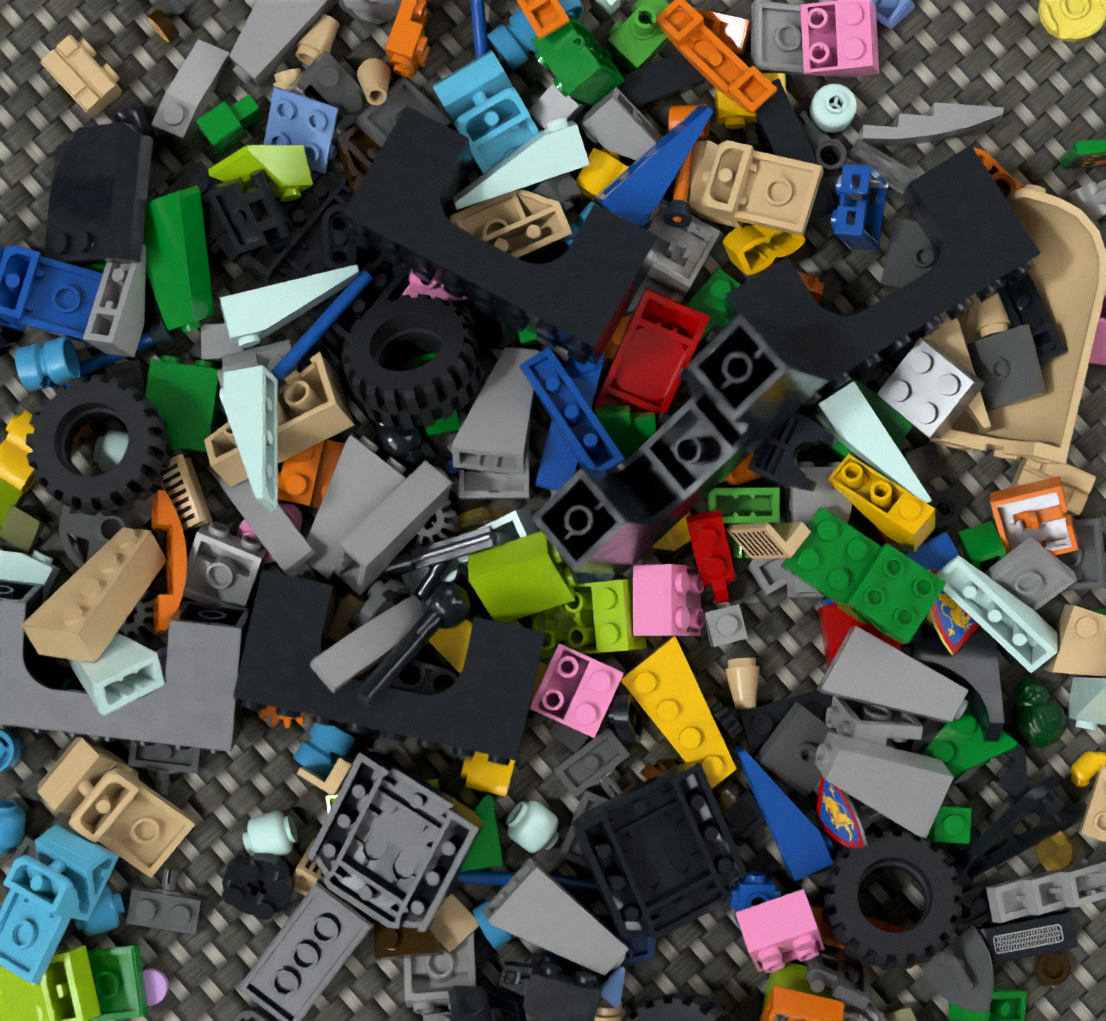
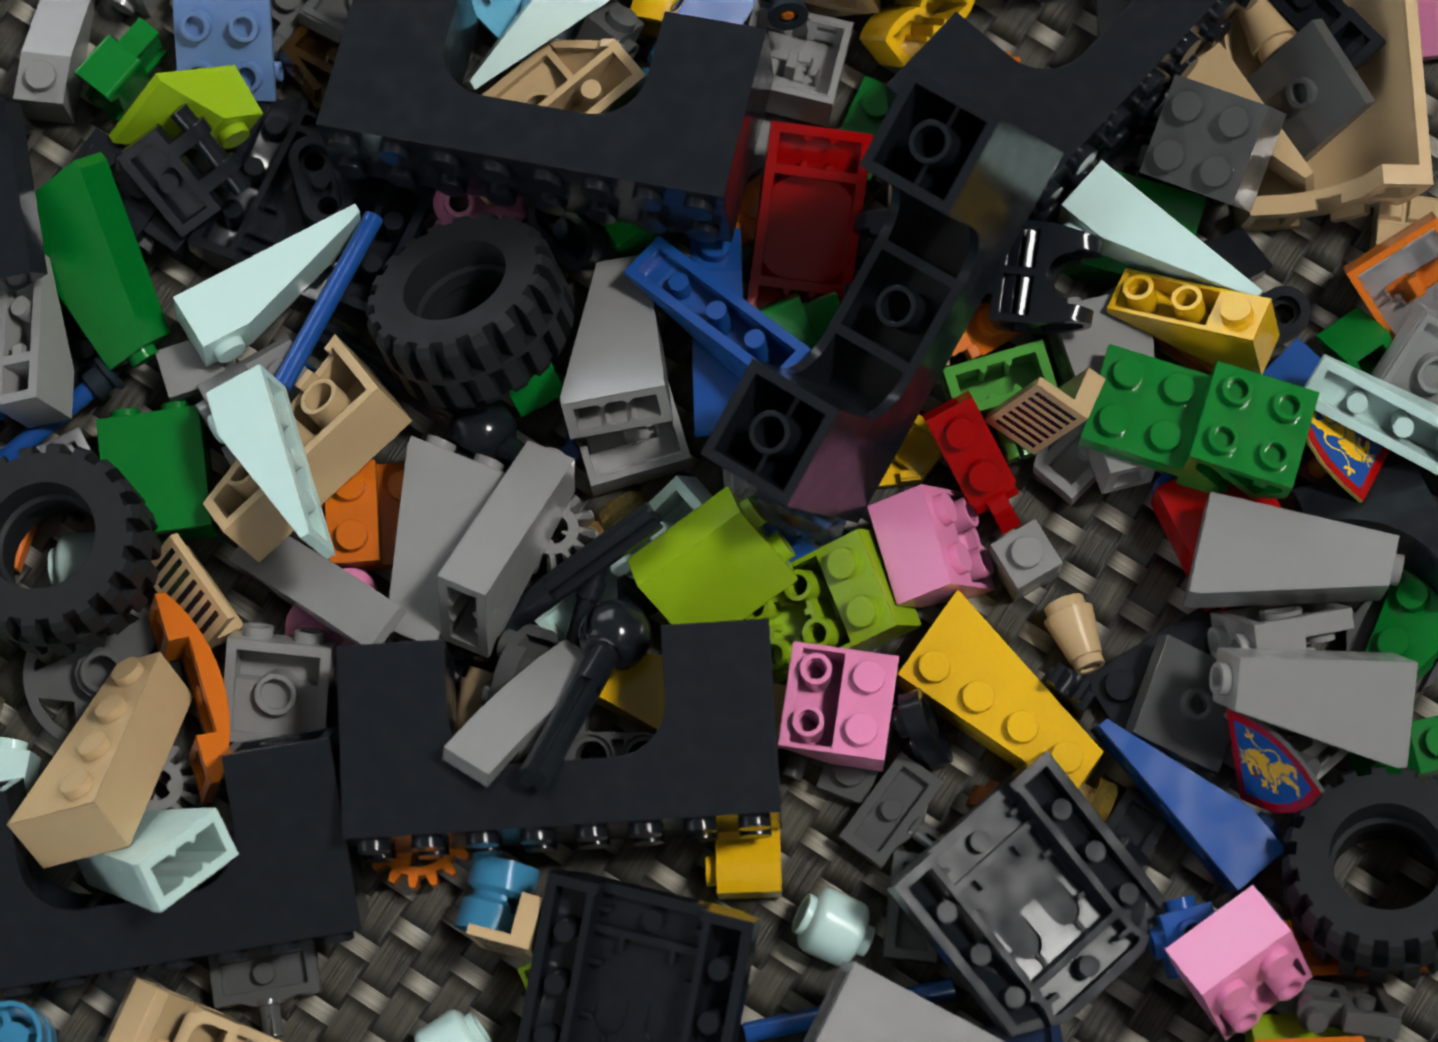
camera: 10 degrees left, 10 degrees down
(487, 847) = (772, 975): green slope -> none

